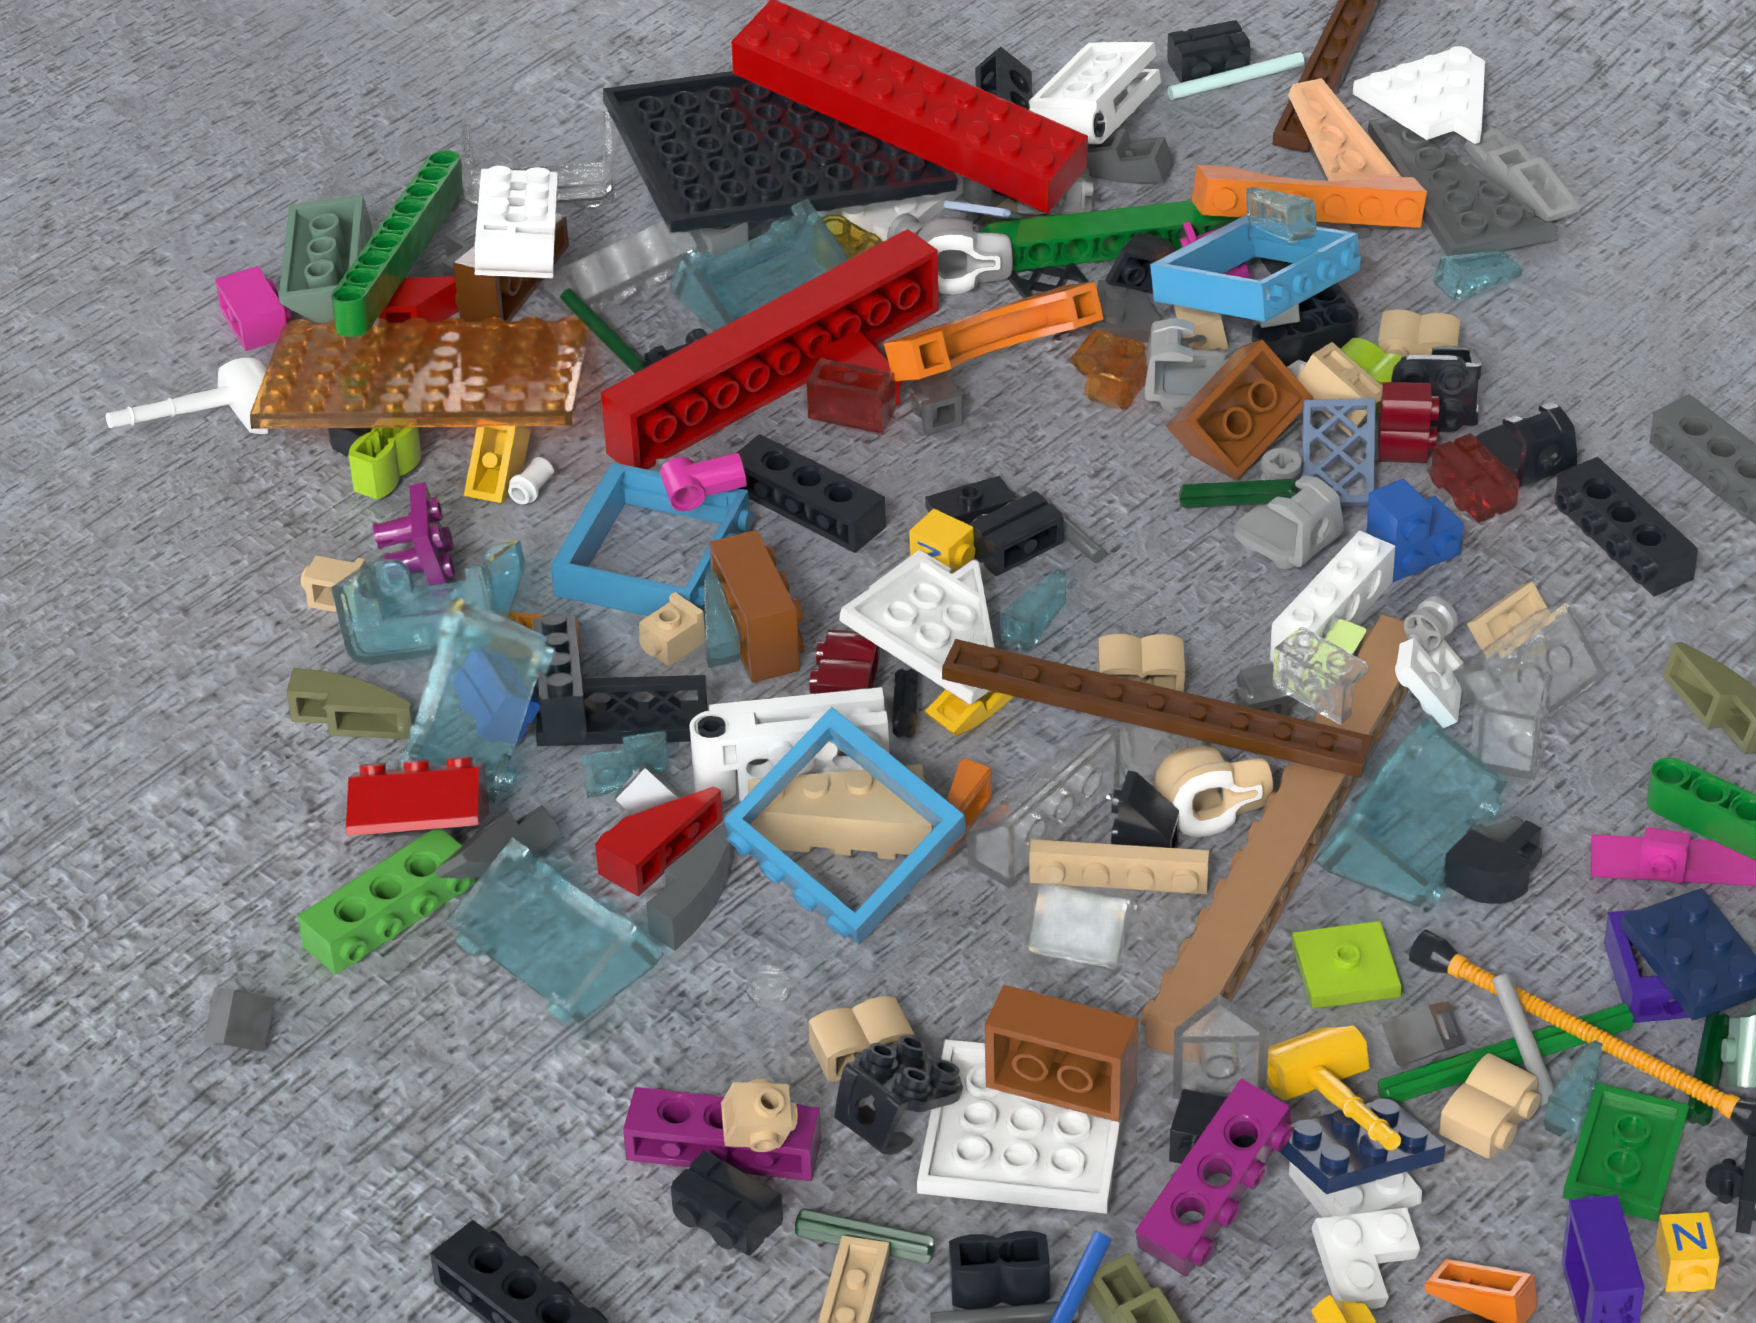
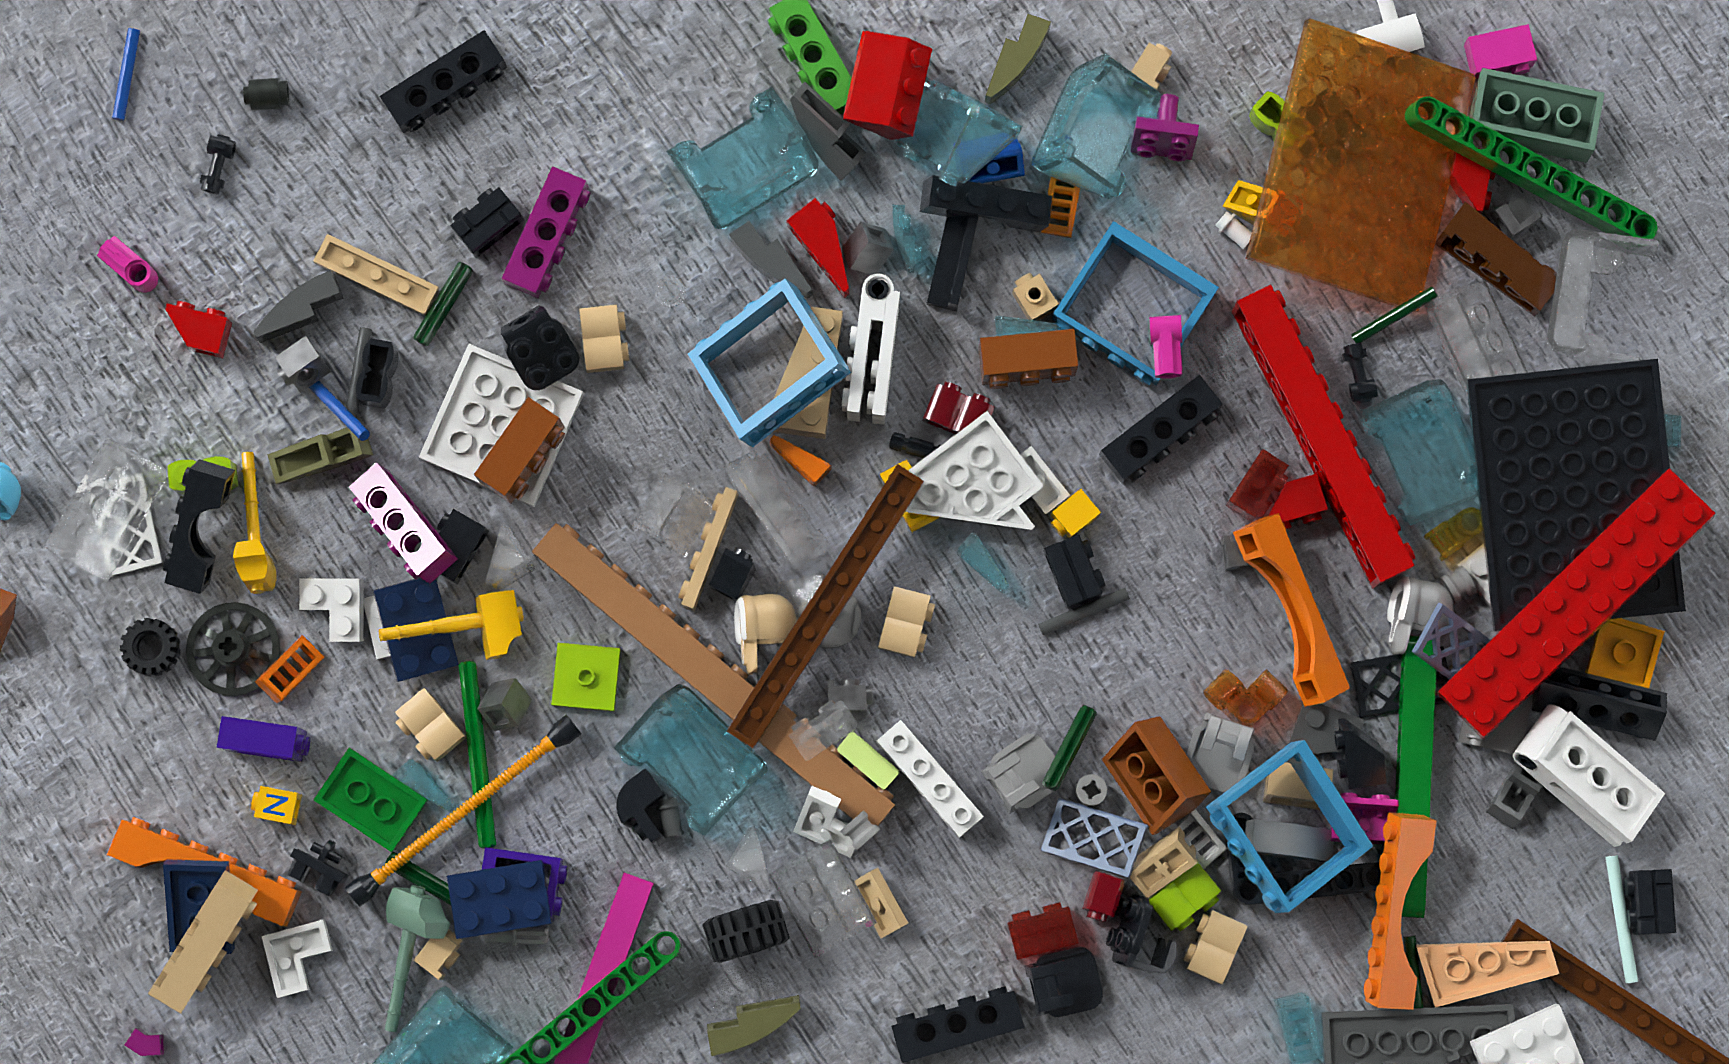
camera: 105 degrees right, 40 degrees up
(516, 222) = (1448, 256): white hinge -> none
(758, 1115) = (517, 245): tan brick -> none
(971, 500) = (1125, 550): black plate -> none
(1286, 214) = (1325, 863): clear light blue slope -> none
(1418, 527) = (985, 862): blue brick -> none
(1523, 1035) = (472, 764): light grey bar -> none
(1611, 707) = (746, 931): none -> black tyre
(1664, 855) = (611, 921): dark pink bracket -> none

